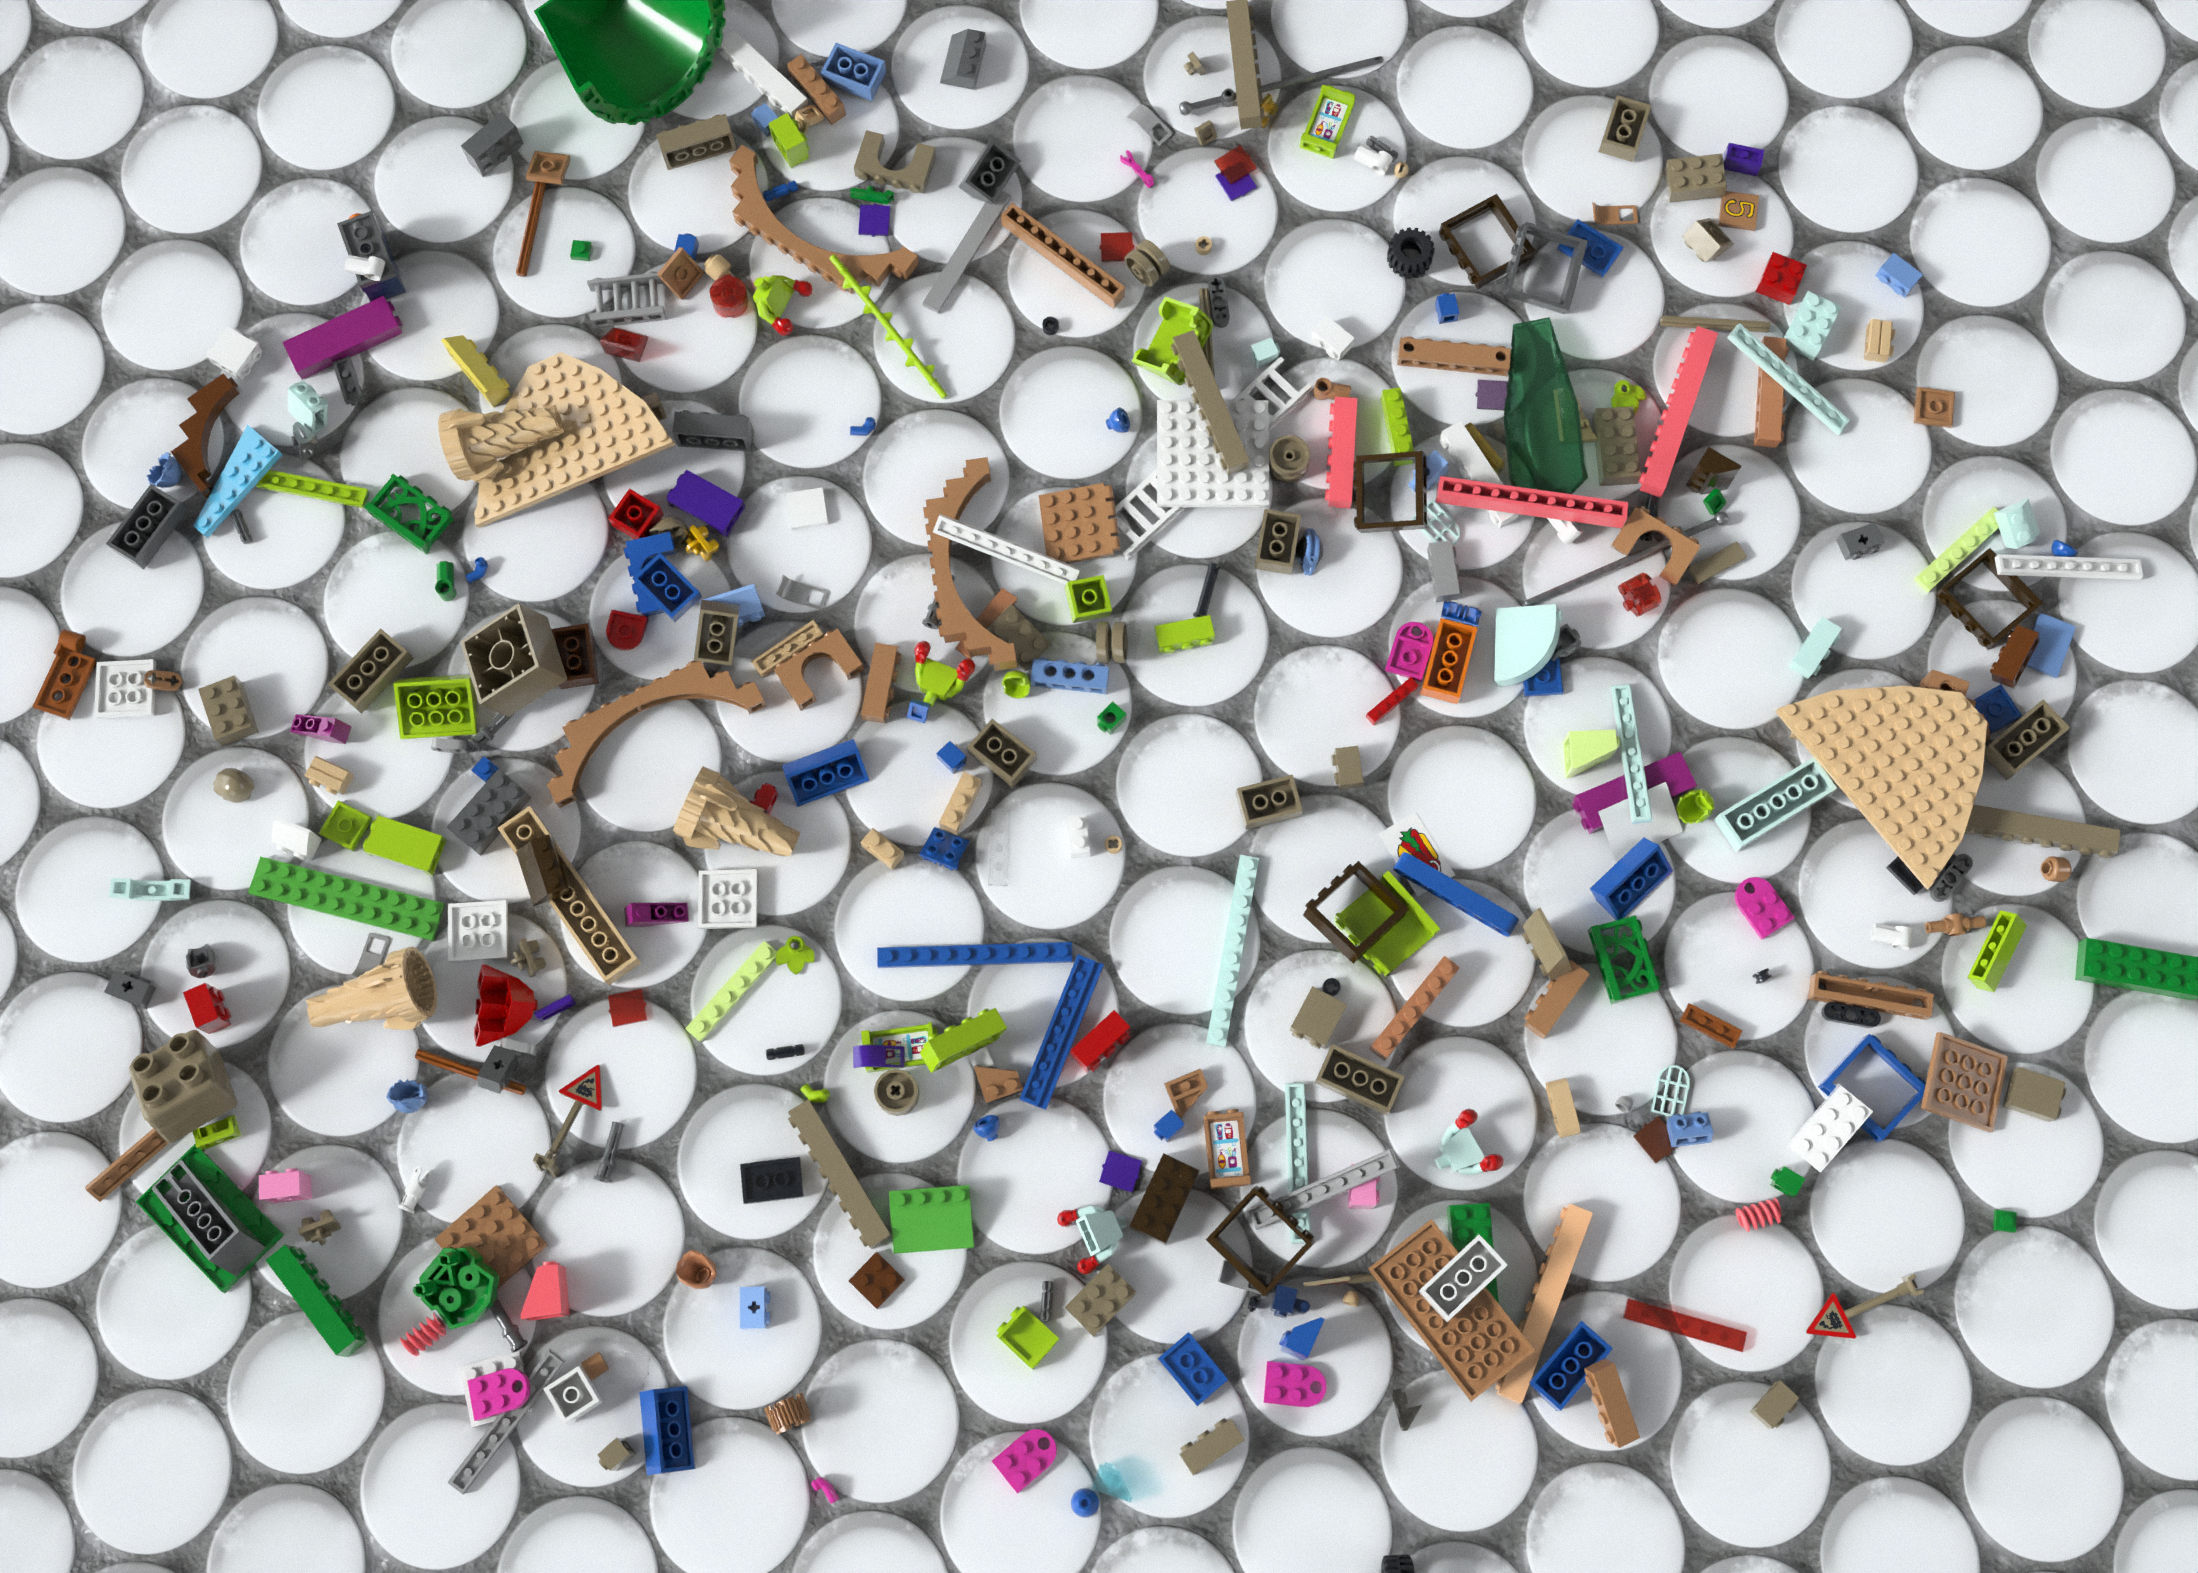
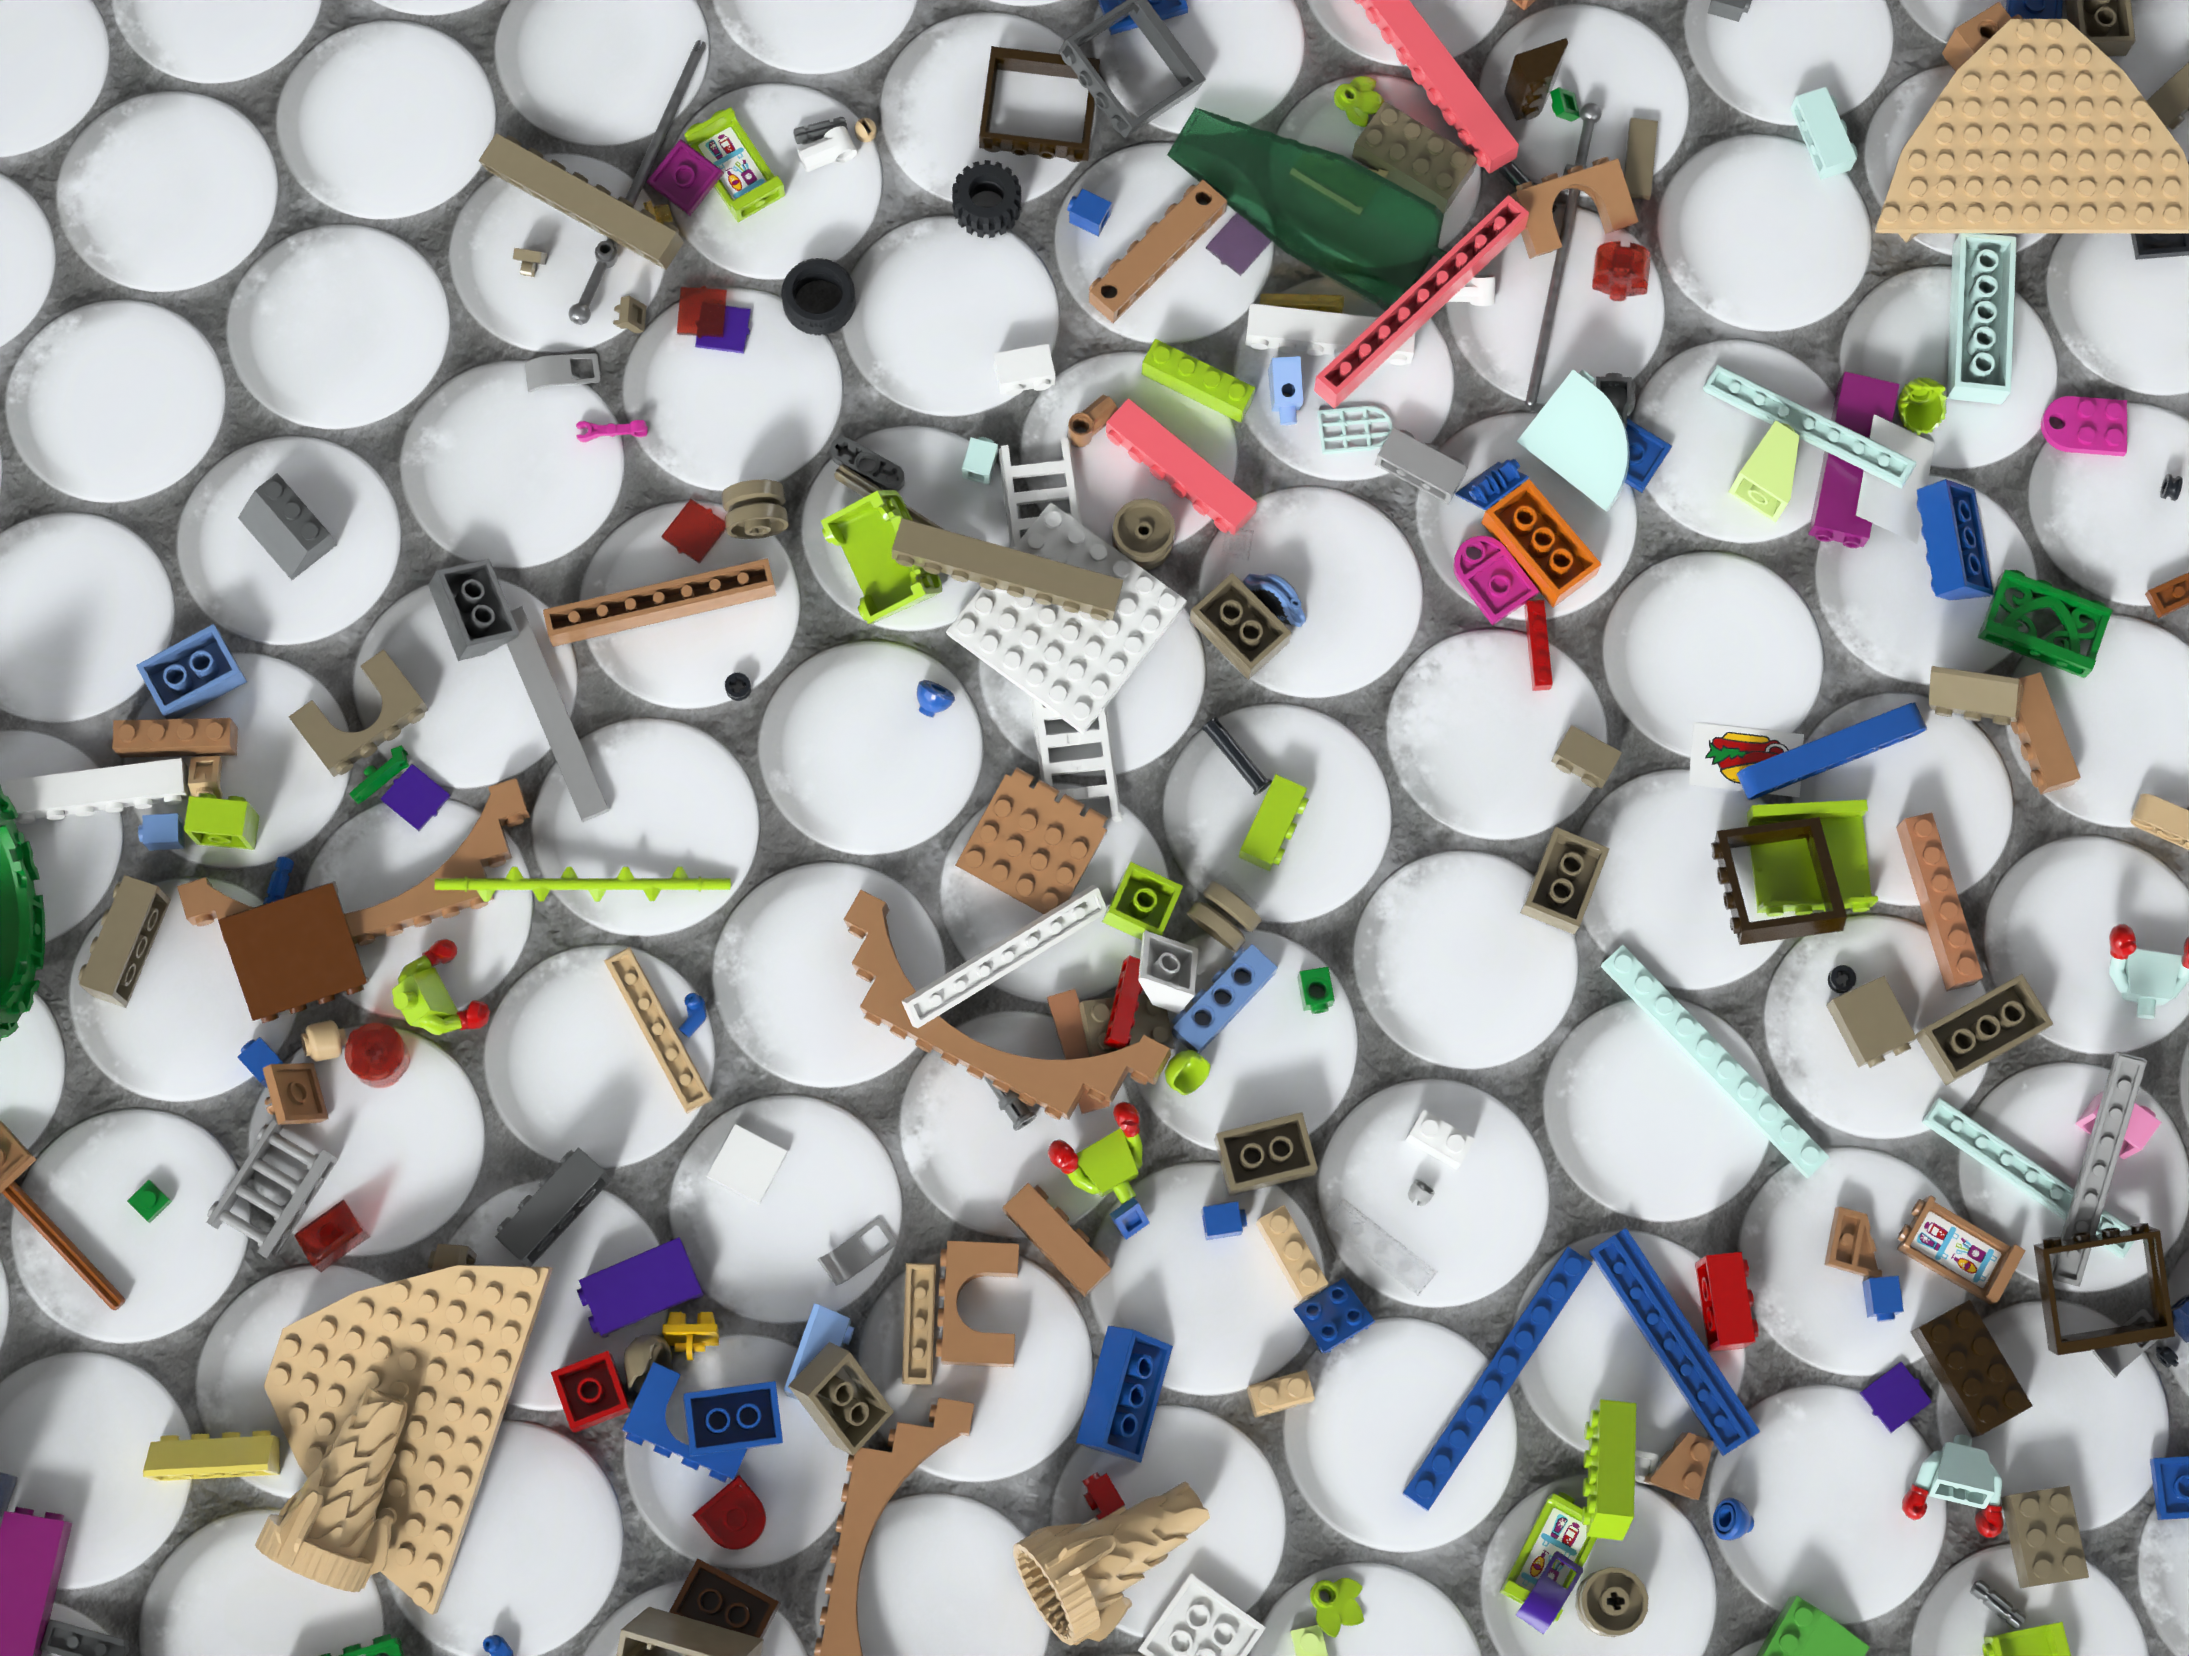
camera: 60 degrees left, 0 degrees up
(748, 219) = (293, 952): none -> reddish brown panel
(843, 418) = (658, 1030): none -> tan tile
(1026, 625) = (1124, 1005): none -> red piece
(1043, 847) = (1420, 1192): none -> light grey hinge
(1059, 632) = (1167, 971): none -> white slope
(1114, 850) = (1471, 1099): tan bush -> none
(1207, 250) = (778, 437): tan bush -> none
(1290, 195) = (811, 271): none -> black tyre
(1300, 104) = (685, 177): none -> magenta tile
(1420, 488) = (1243, 480): dark brown window -> none

